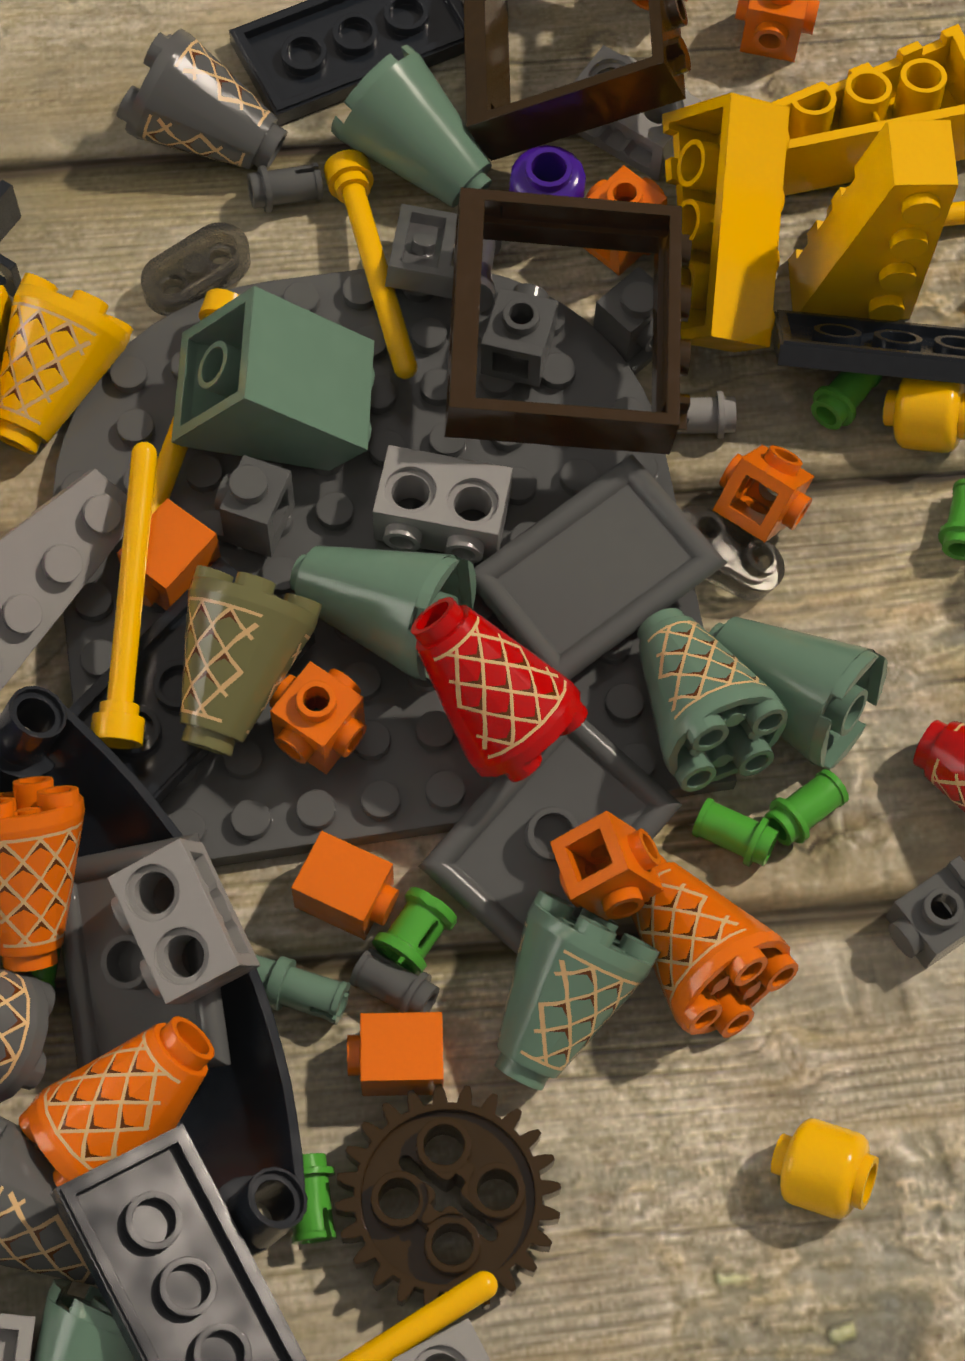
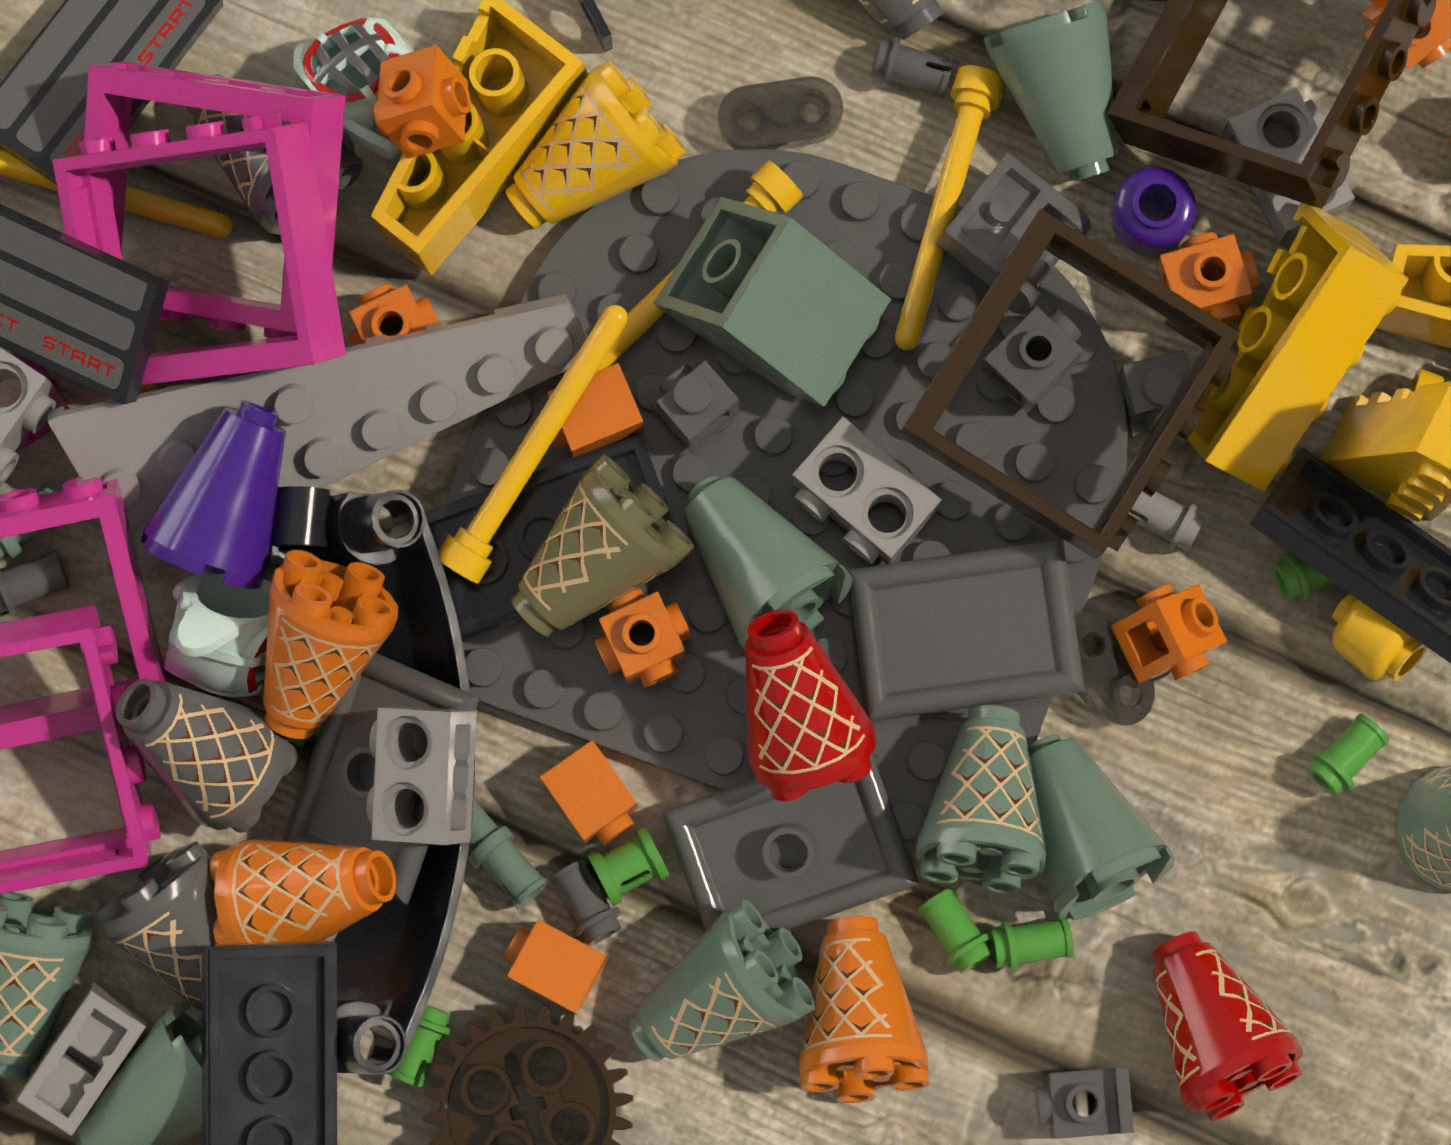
camera: 35 degrees right, 15 degrees up
(608, 866) = (810, 914): orange brick -> none

